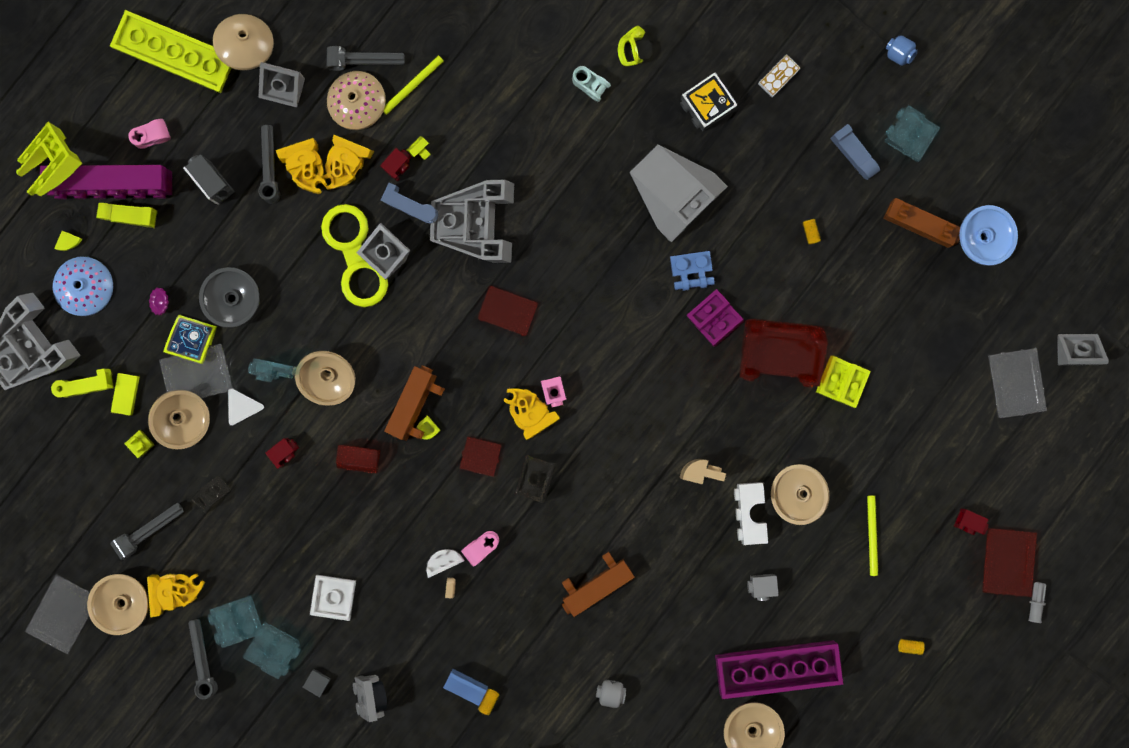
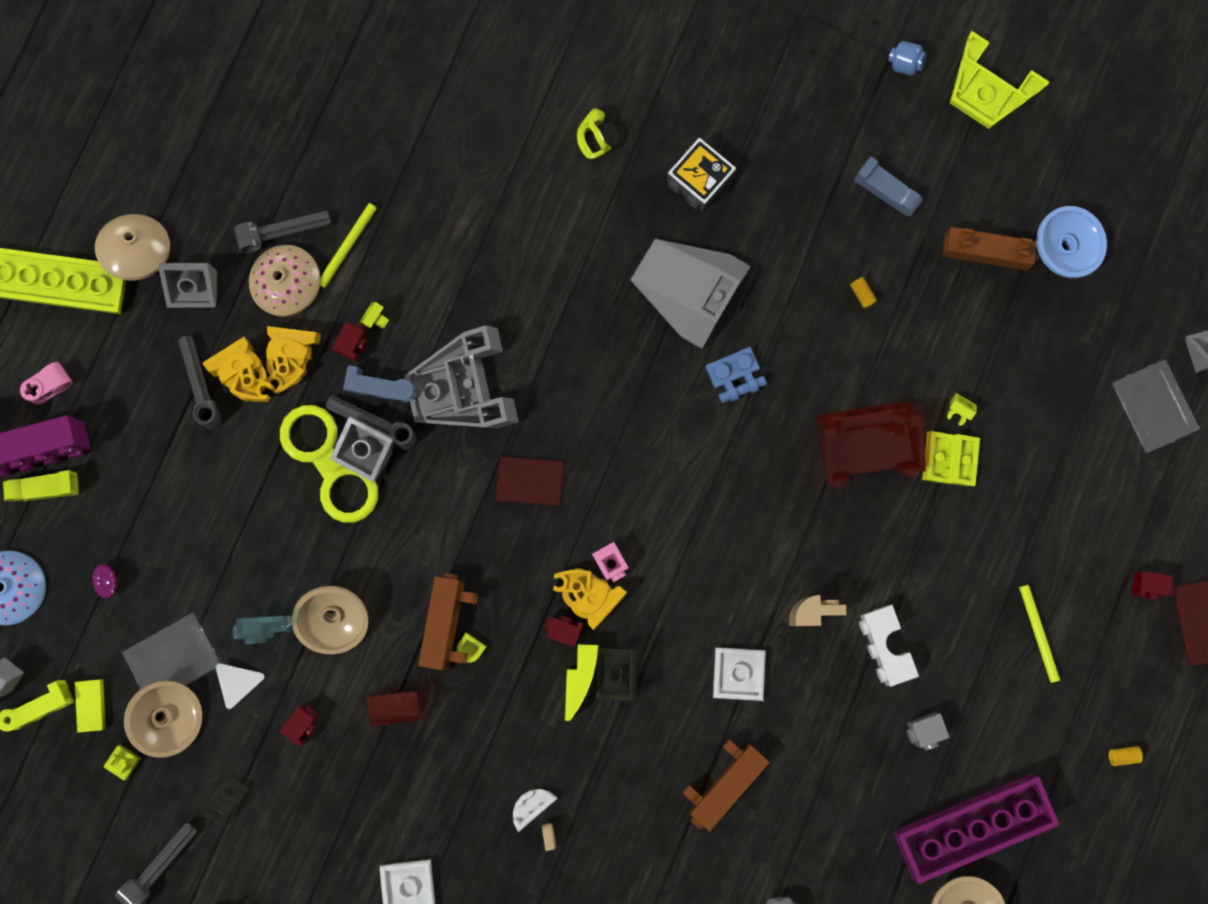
camera: 20 degrees left, 5 degrees down
(190, 339) = (153, 617): slope -> none
(208, 179) = (129, 418): dark grey piece -> none
(216, 293) = (173, 548): dark grey dish -> none
(410, 242) = (393, 430): none -> dark grey axle
(478, 549) = (570, 780): bright pink piece -> none
(480, 456) = (543, 665): clear red piece -> none
(503, 434) = (563, 630): none -> dark red brick
(505, 475) = (580, 679): none -> neon yellow slope
(591, 83) = (557, 189): light aqua piece -> none
(630, 504) = (739, 674): none -> white tile
(715, 318) = (778, 424): magenta slope -> none
(779, 75) = (774, 124): tile -> none
(788, 494) = (924, 609): tan dish -> none
(864, 343) = (963, 407): none -> neon yellow tile
(911, 133) = (946, 149): clear light blue plate -> none
(955, 96) = (985, 94): none -> neon yellow wing

